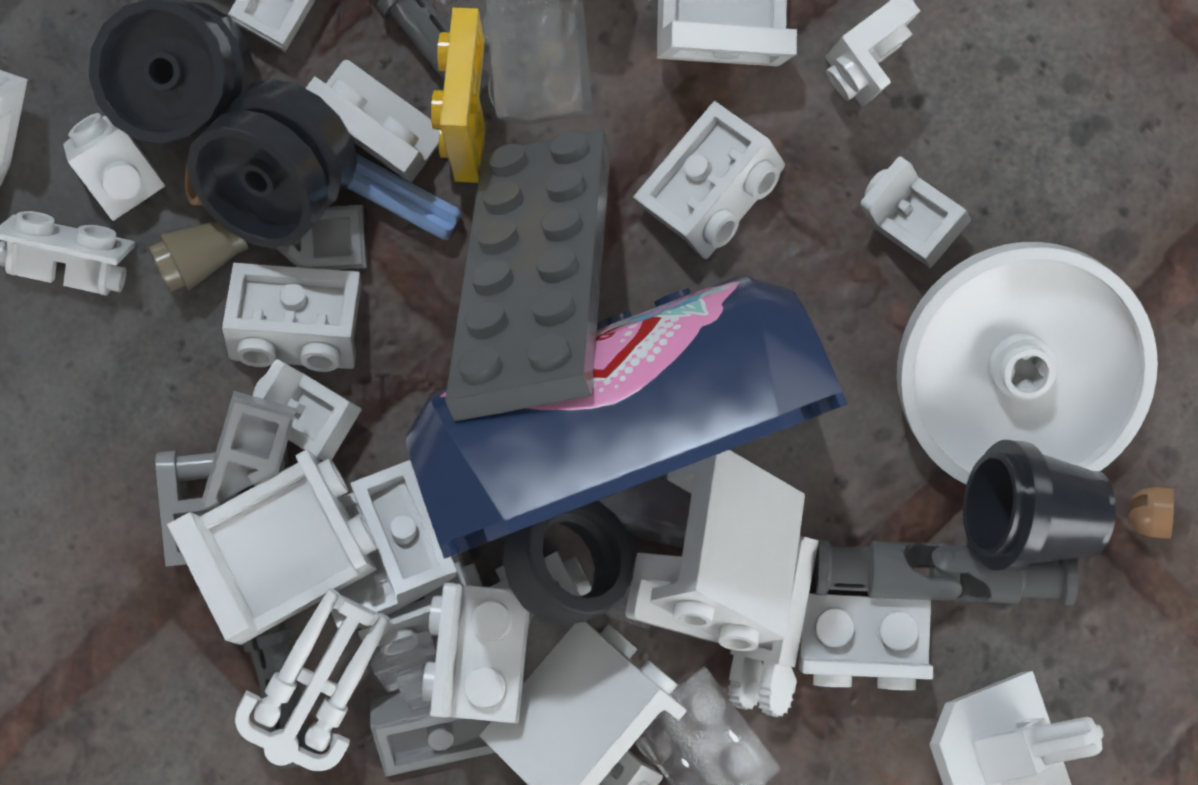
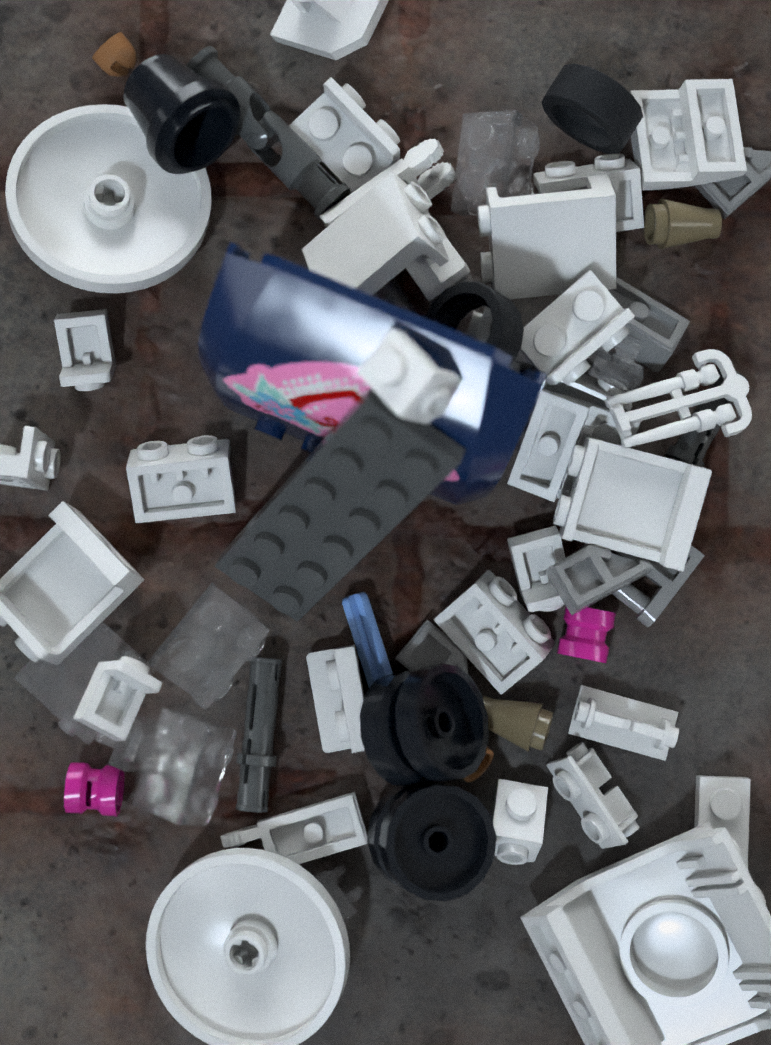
camera: 140 degrees left, 0 degrees up
(98, 345) = (624, 723): none -> white hinge
(204, 389) = (586, 634): none -> dark pink wheel
(458, 107) = (287, 654): yellow plate -> none
(561, 427) = (408, 379): none -> white bracket

